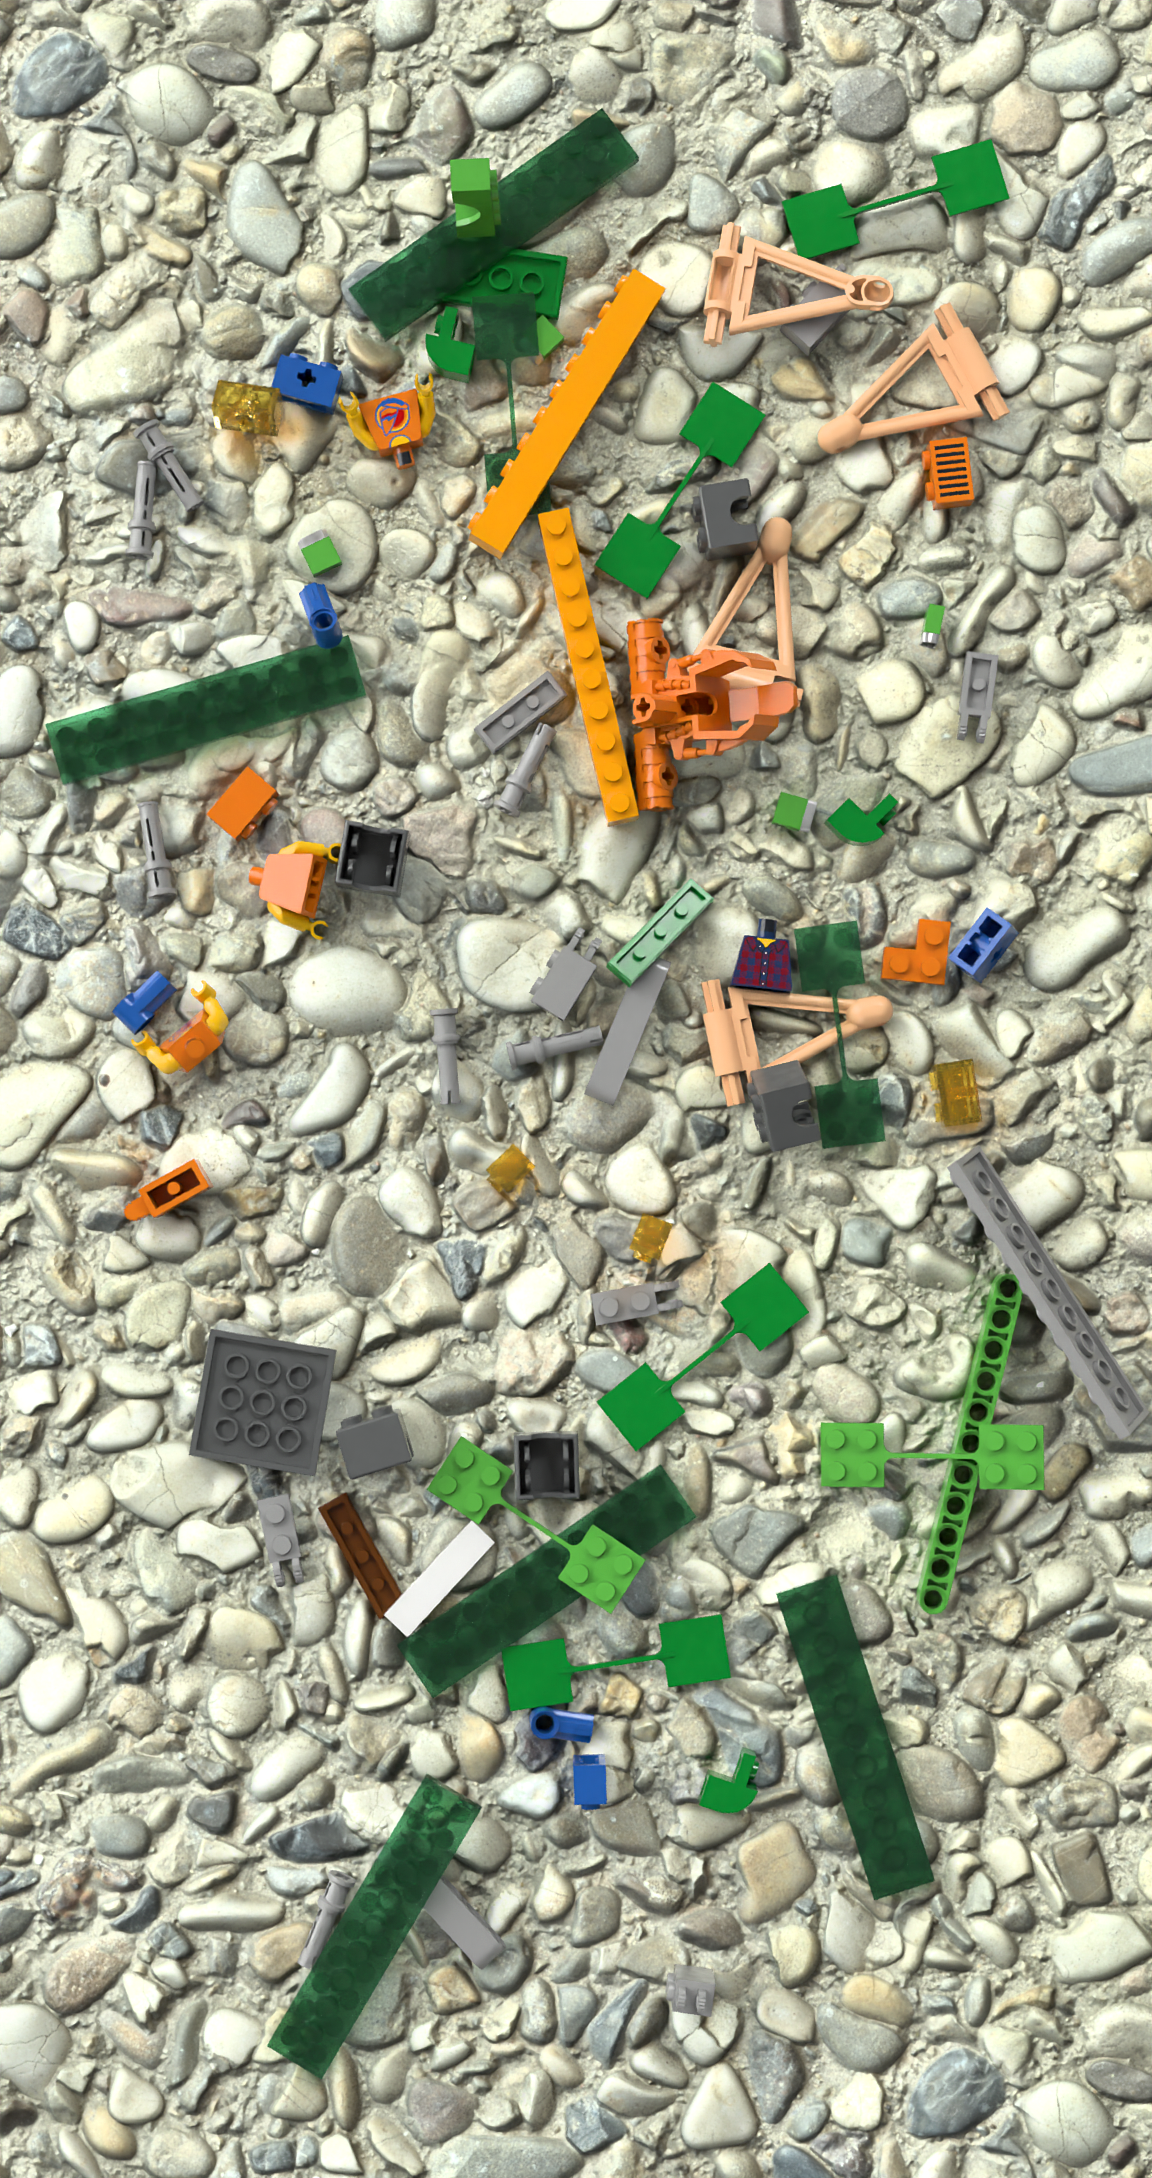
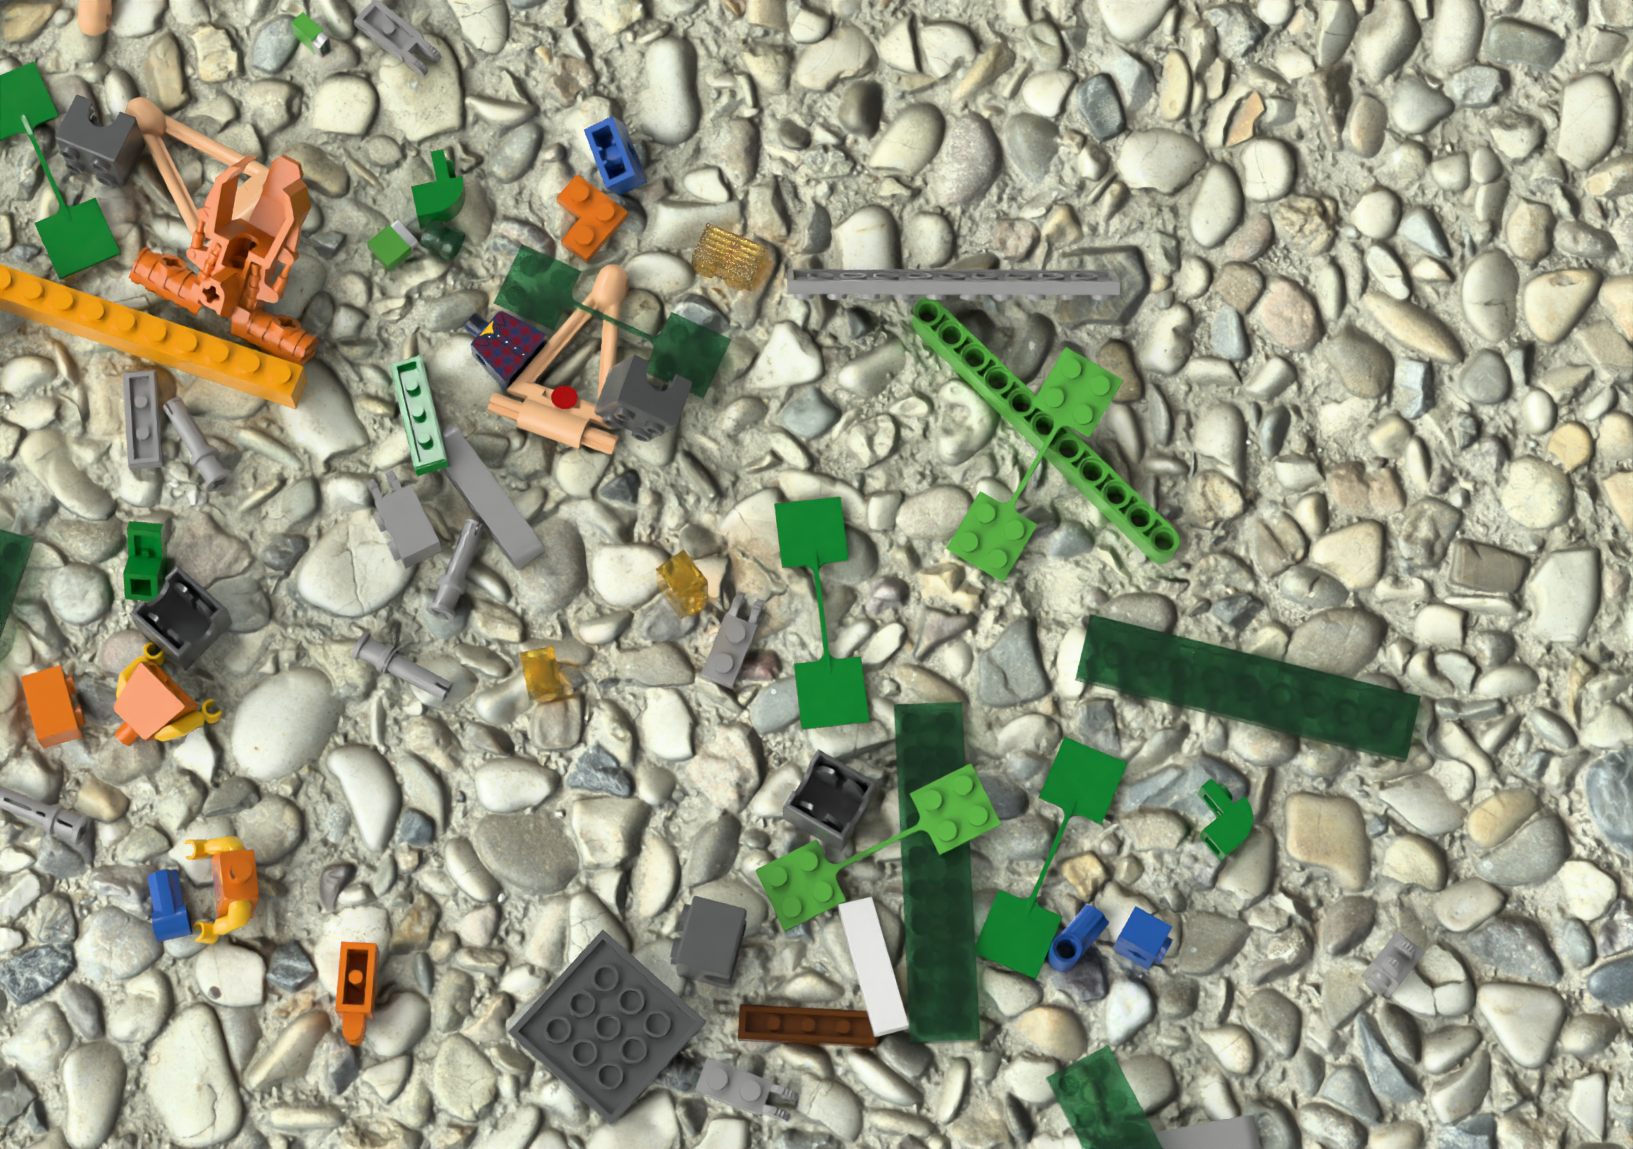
camera: 60 degrees left, 15 degrees down
(401, 798) = (145, 562): none -> green brick
(749, 1038) = (564, 397): none -> red sticker
(819, 844) = (442, 239): none -> clear green wheel

